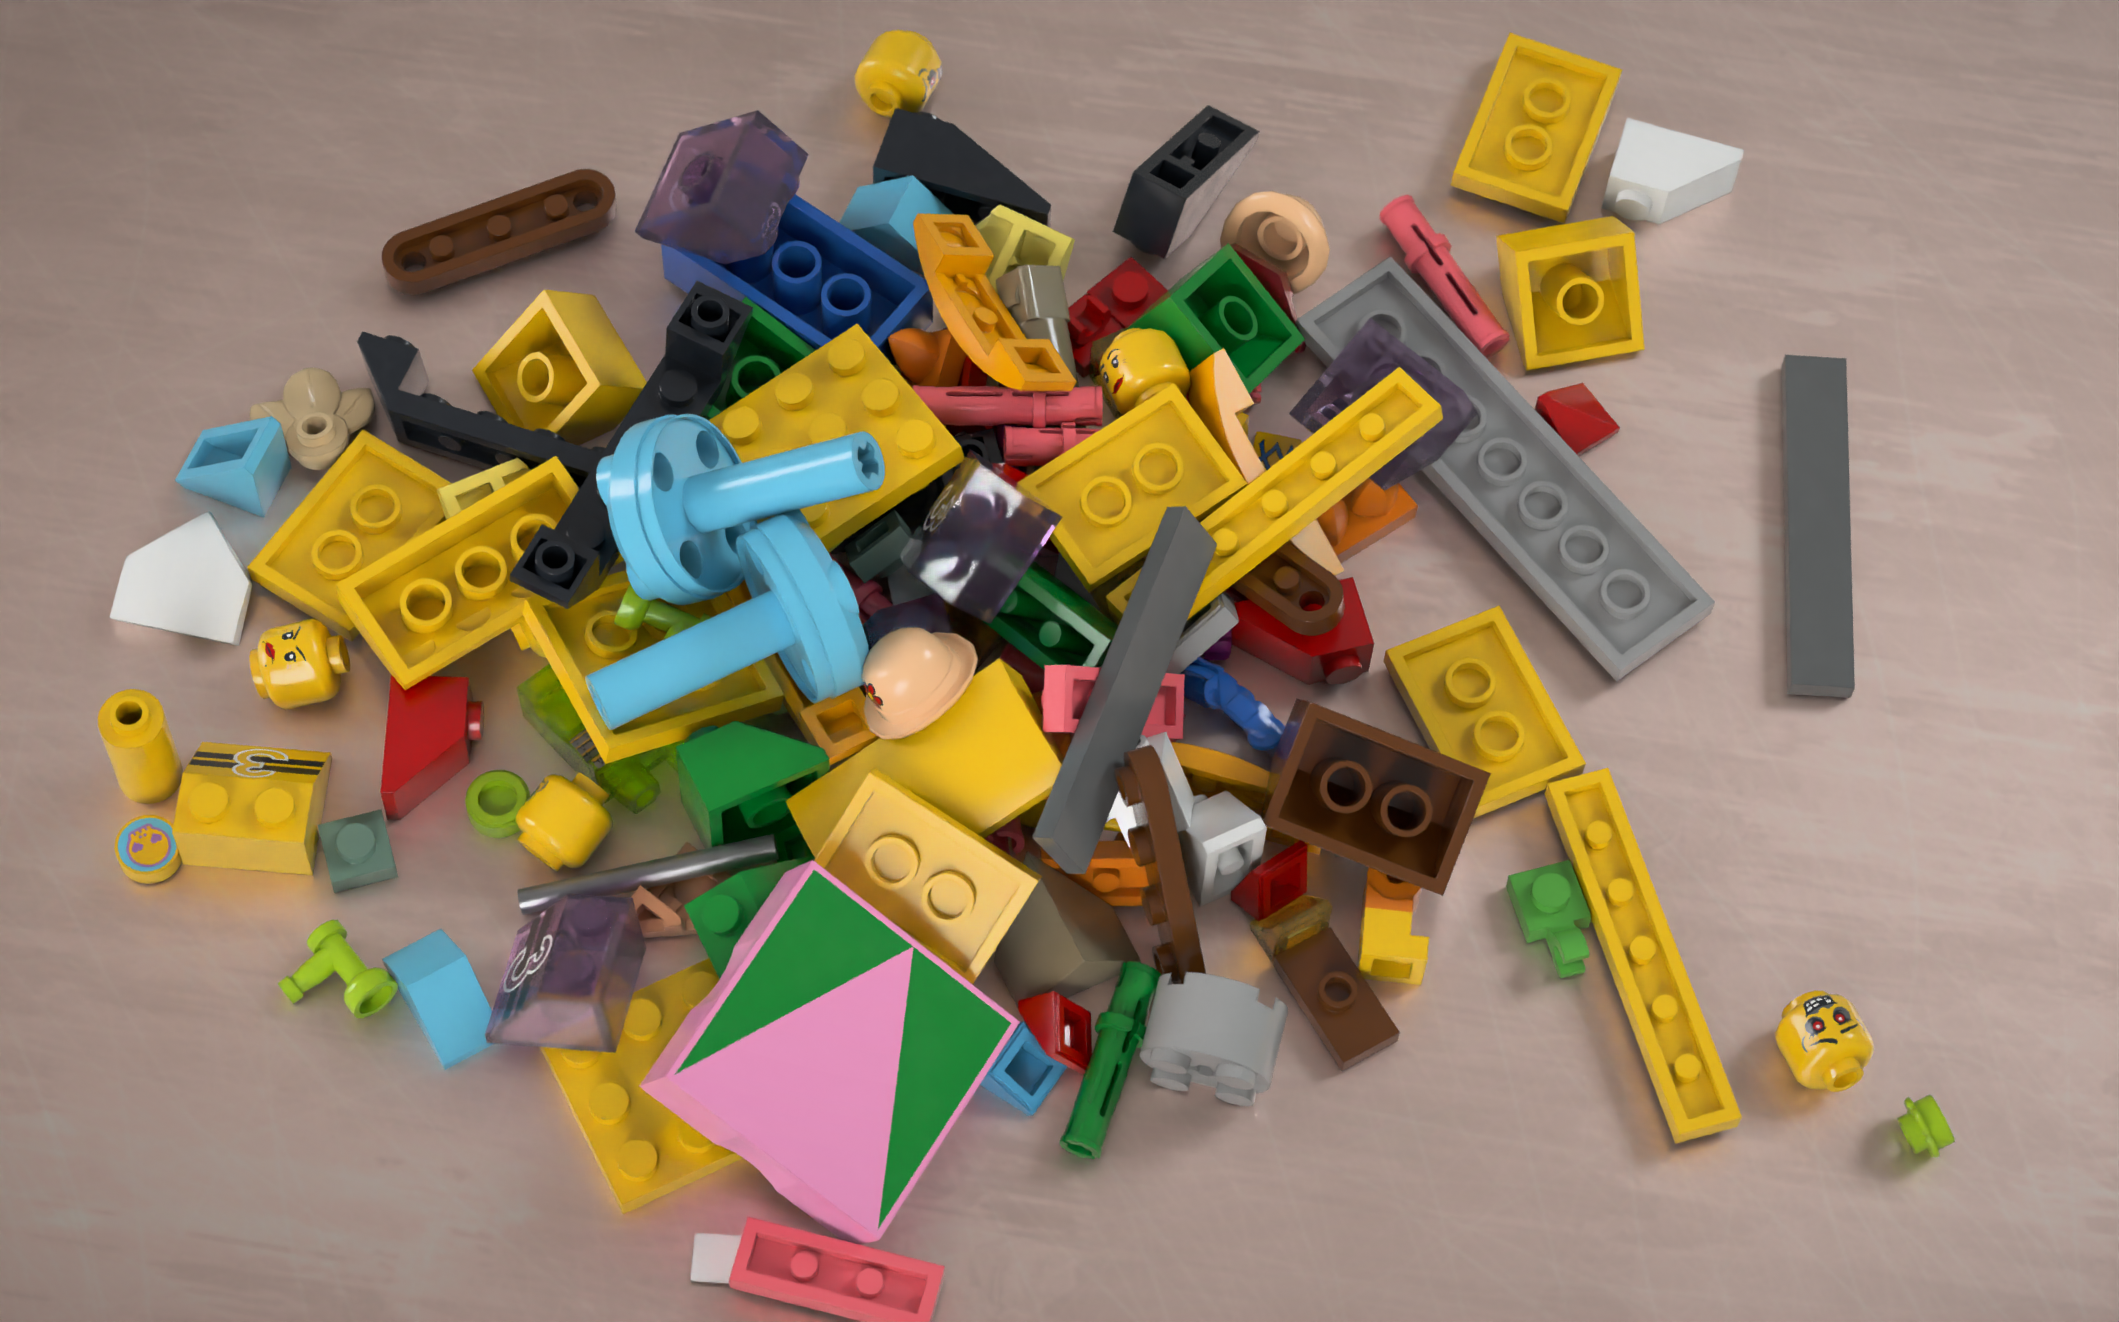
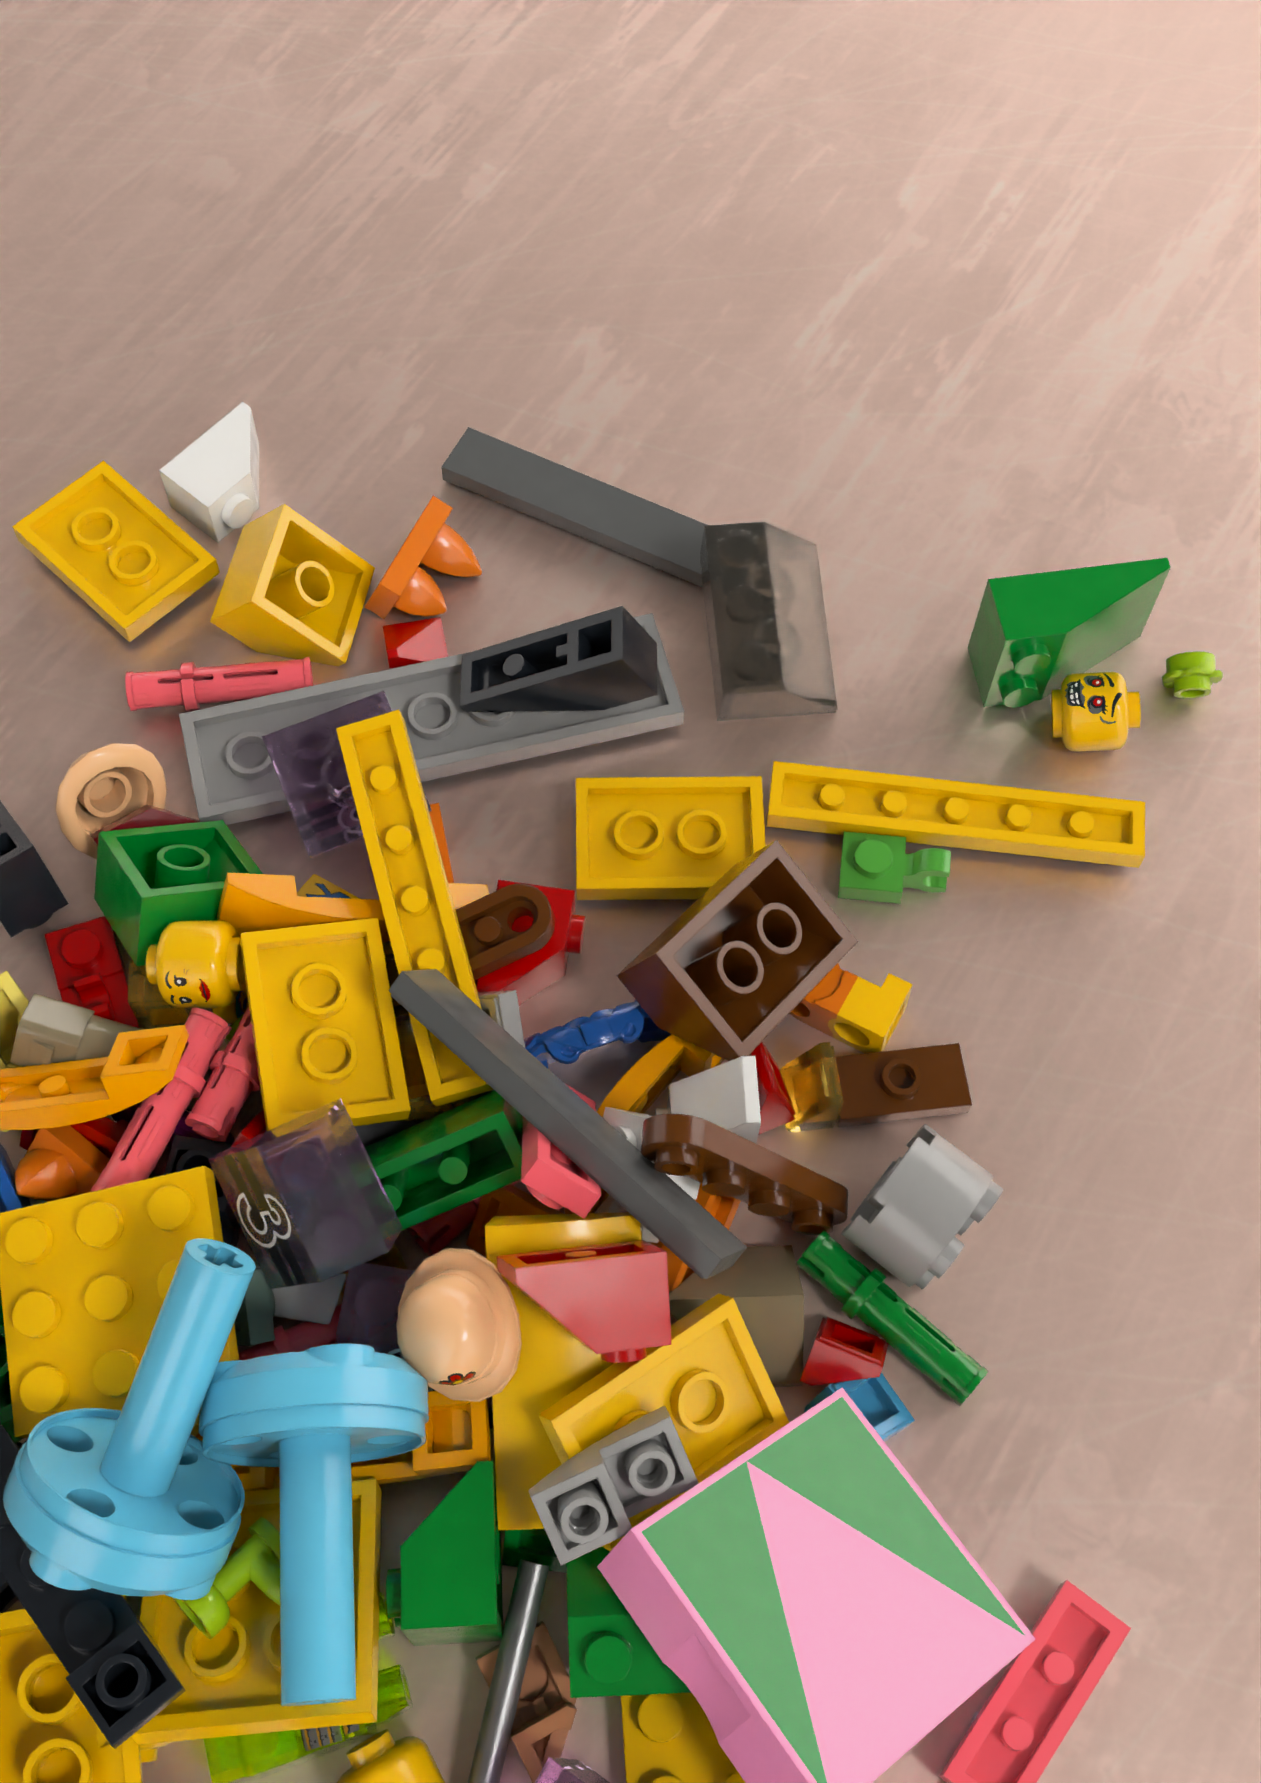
camera: 65 degrees left, 0 degrees up
(846, 844) = (615, 1478): none -> light grey slope
(980, 760) = (600, 1294): none -> slope
(1597, 542) = (564, 668): none -> black slope
(1688, 380) = (436, 547): none -> orange tile
(1756, 704) = (765, 623): none -> clear smoke slope
(1884, 958) = (1057, 625): none -> green slope

